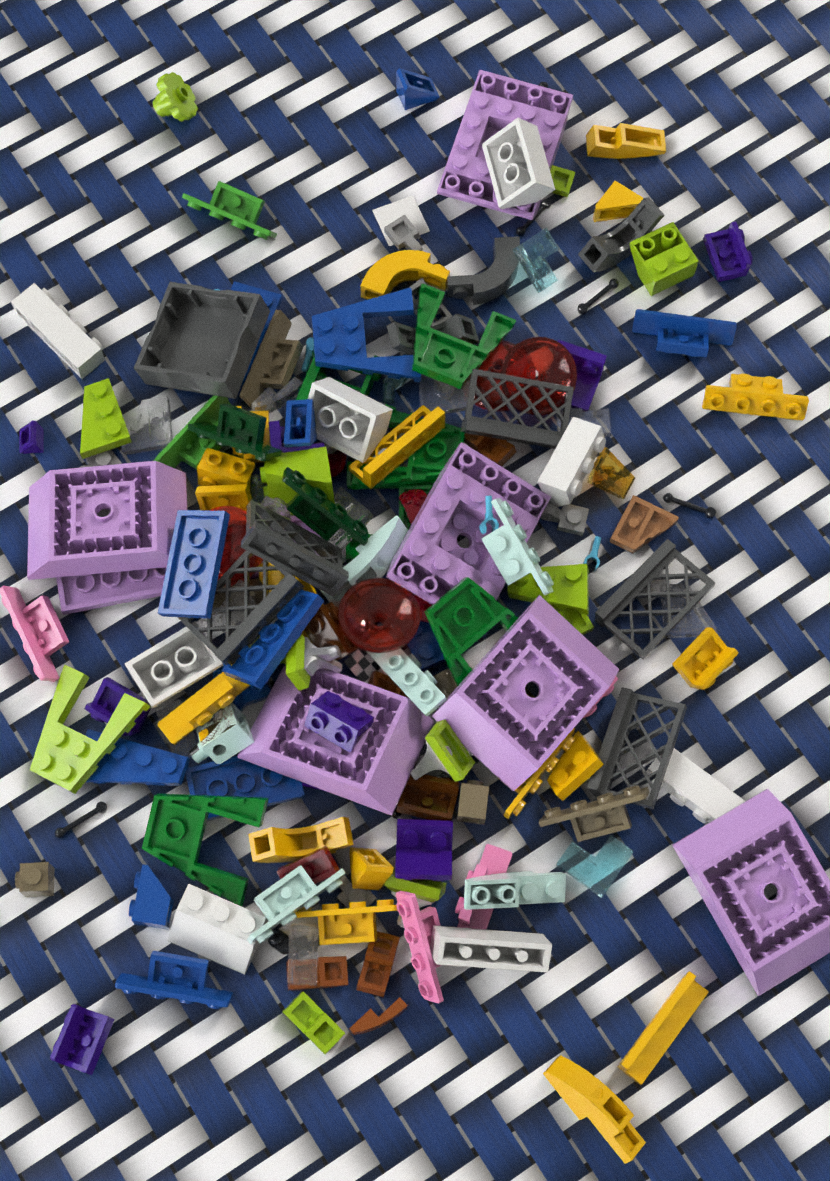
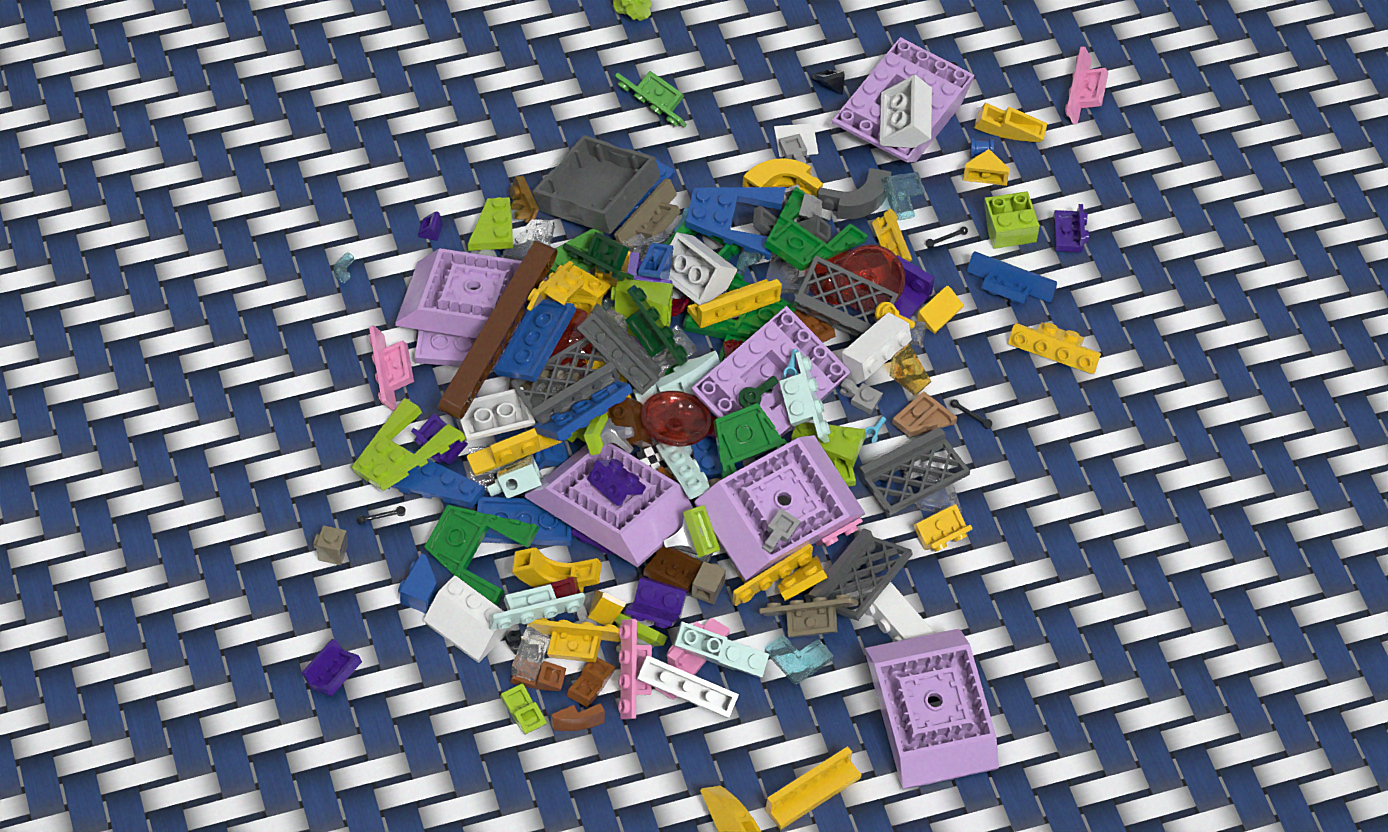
camera: 15 degrees right, 15 degrees down
(58, 330) = (479, 151): white brick -> none
(126, 379) = (523, 200): none -> pearl gold plate
(148, 566) = (497, 330): none -> reddish brown beam
(175, 978) = (423, 644): blue bracket -> none
(203, 493) = (559, 286): none -> yellow bracket
(414, 89) = (841, 41): blue slope -> none
(417, 136) = (830, 78): none -> black slope
(448, 305) = (813, 206): none -> light grey plate
(456, 567) = (749, 396): none -> dark green plate
(520, 231) = (925, 157): black hinge -> none
(541, 315) = (890, 235): none -> yellow plate
(543, 728) = (782, 528): none -> light grey plate
(562, 180) = (943, 141): lime plate -> none
(569, 410) = (885, 307): none -> yellow plate
(603, 178) = (978, 147): none -> blue bush
(612, 248) = (969, 202): dark grey arch -> none
(619, 388) = (940, 309): none -> yellow slope
(694, 75) = (1087, 86): none -> bright pink bracket

